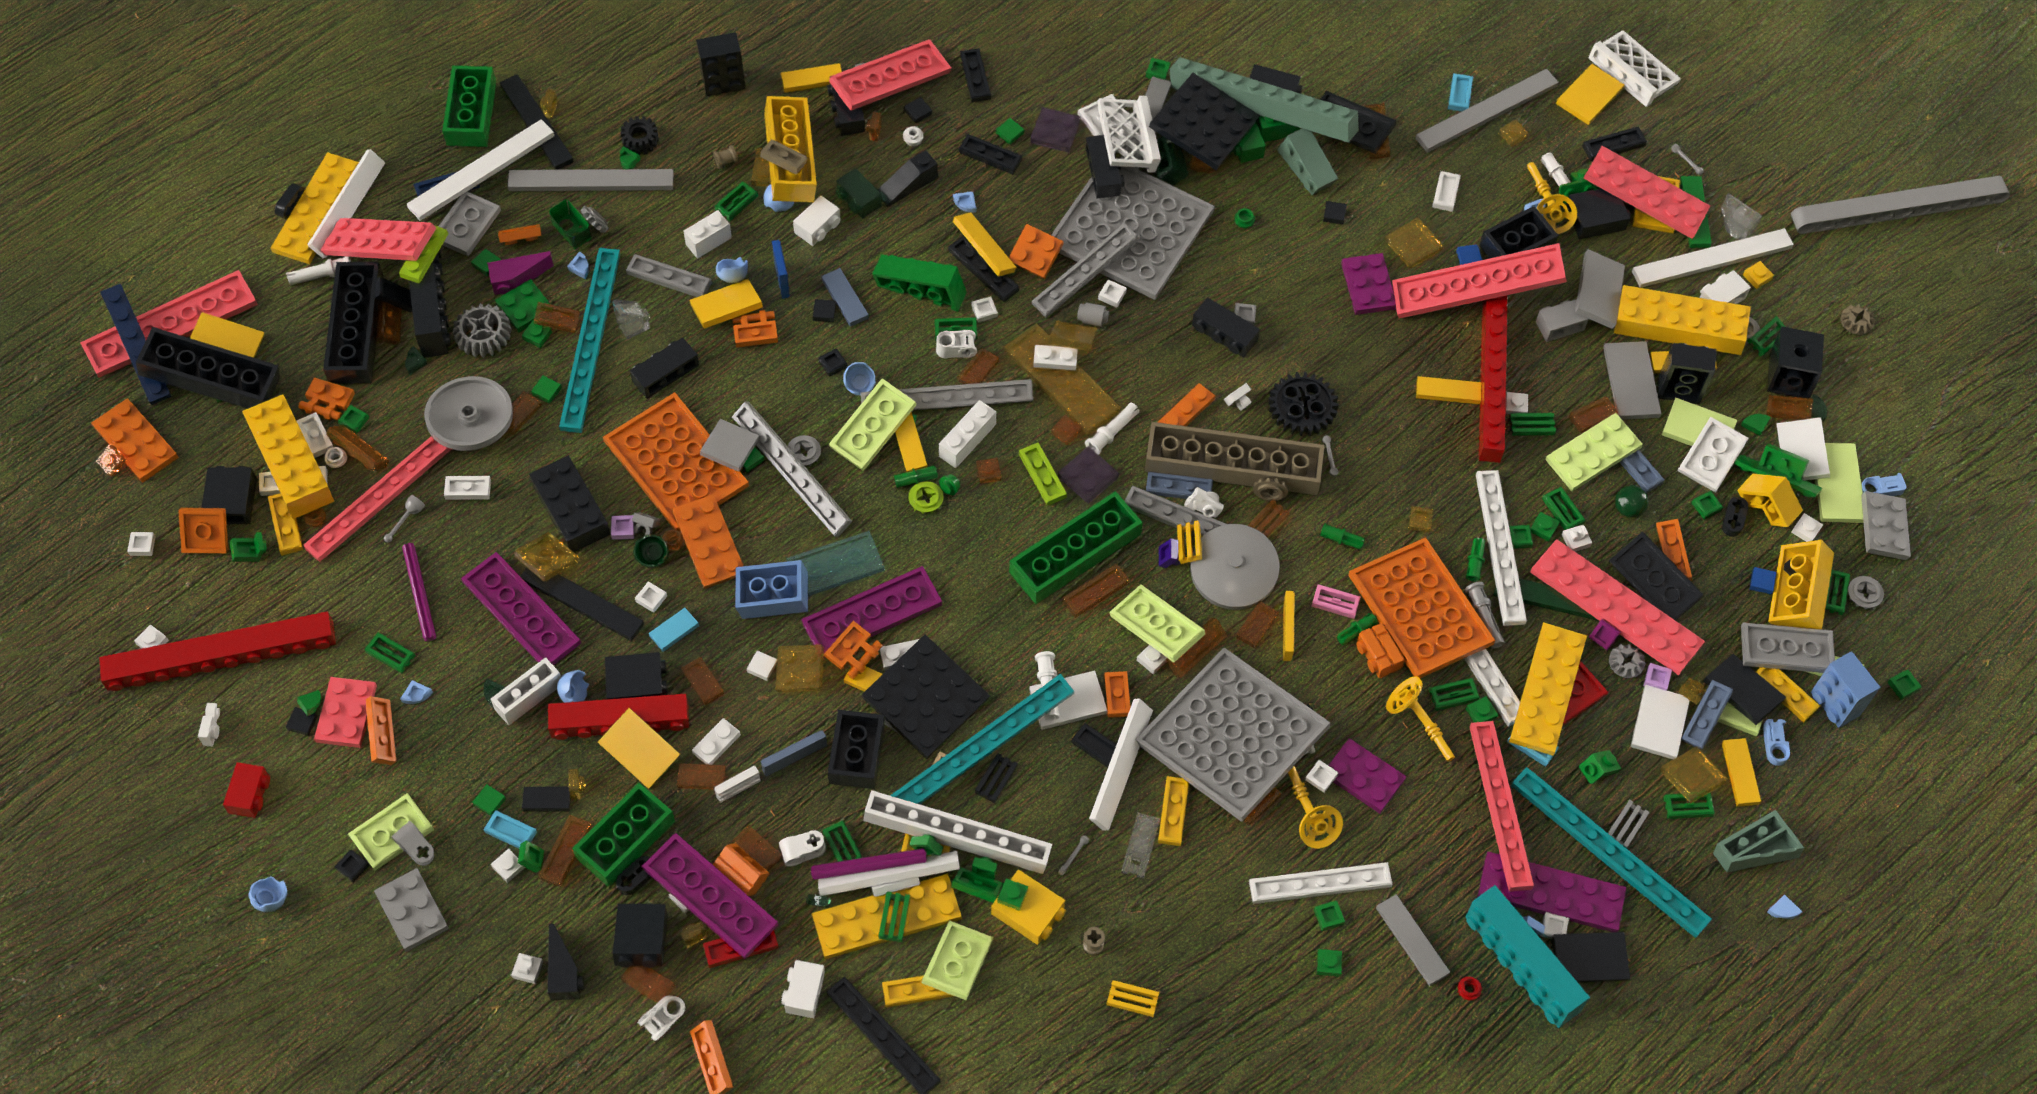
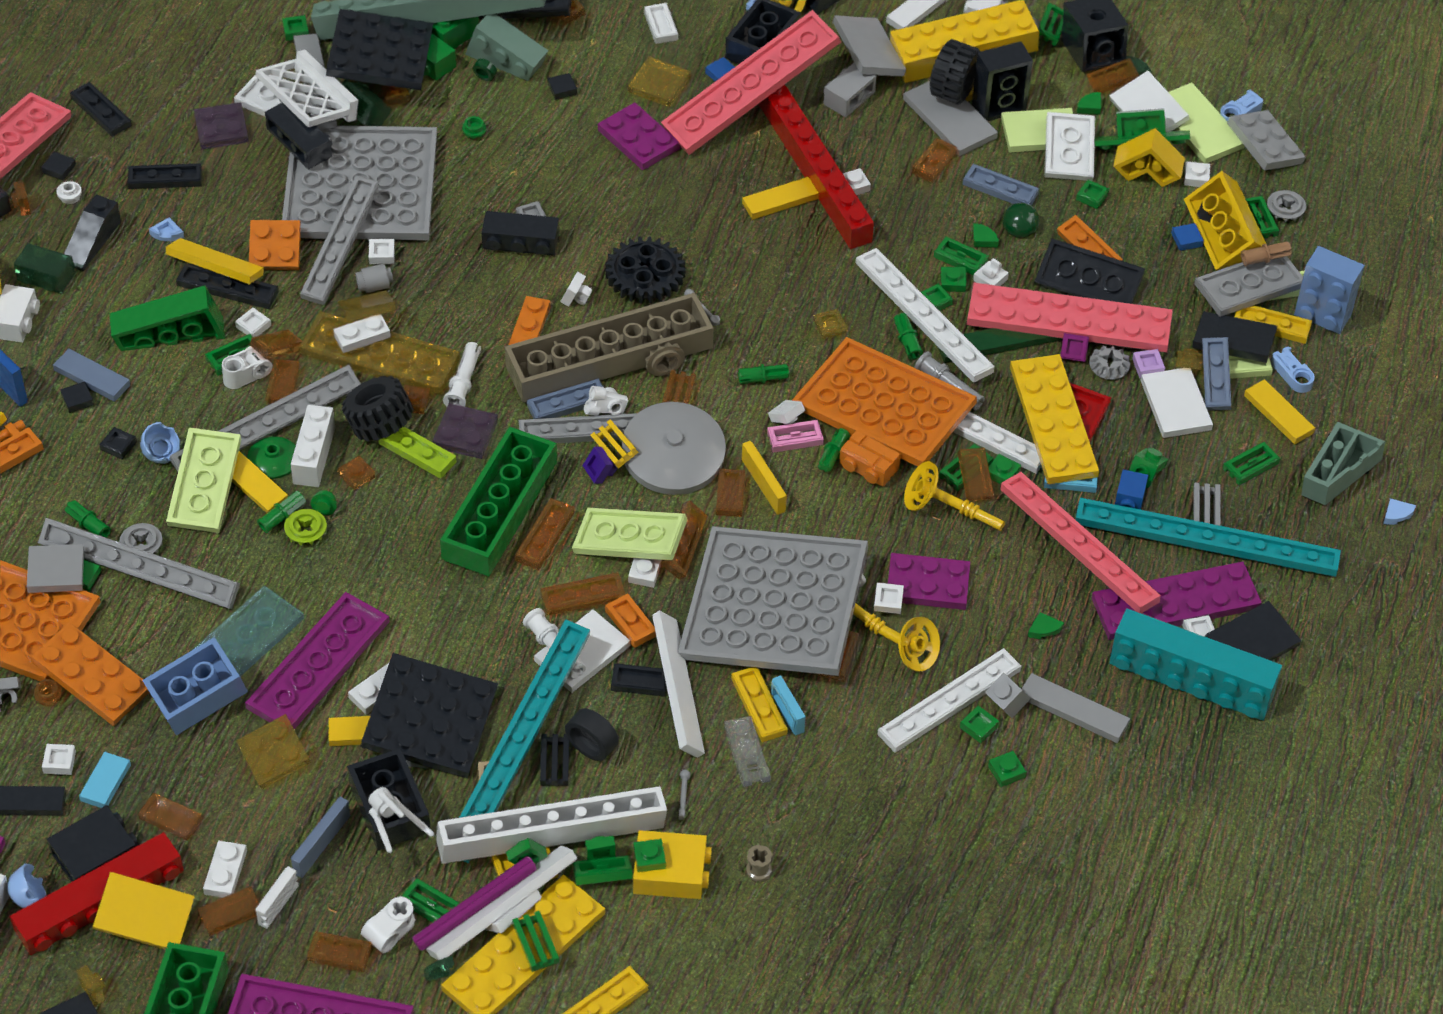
camera: 30 degrees left, 10 degrees down
(651, 551) = (31, 712): dark green hair -> none
(741, 869) = (336, 975): orange brick -> none
(762, 665) = (228, 770): white tile -> none
(776, 415) = (87, 519): none -> green axle
(844, 756) = (385, 805): none -> white plant
(848, 644) = (315, 701): orange plate -> none
(931, 434) = (272, 456): none -> green dish
(957, 960) = (628, 952): yellowish green tile -> none
(988, 336) = (276, 343): none -> clear orange tile
(1010, 131) = (172, 146): green tile -> none
(1029, 427) = (377, 408): none -> black tyre
(1030, 774) = (591, 734): none -> black tyre
(1094, 654) = (581, 593): none -> clear orange plate
(1136, 990) = (832, 895): yellow tile -> none
(1192, 821) = (788, 705): none -> medium azure tile
(1281, 171) = (484, 69): none -> dark green tile
(1339, 578) = (786, 412): none -> white plate
(1363, 904) = (1007, 695): none -> light grey brick
(1432, 860) = (1045, 626): none -> green tile
(1455, 705) = (975, 474): none -> clear orange tile
(1472, 982) = (1159, 718): red plate -> none
(1532, 420) = (879, 191): green tile -> none
(1572, 781) = (1131, 489): none -> blue brick
(1593, 452) = (956, 192): yellowish green plate -> none
(1593, 501) = (984, 236): none -> green tile
(1650, 347) = (954, 71): none -> black tyre
(1693, 774) = (1238, 432): clear yellow tile -> none
(1739, 517) = (1120, 193): black beam -> none
(1814, 630) = (1266, 253): none -> medium nougat axle
(1904, 684) = (1375, 267): green plate -> none

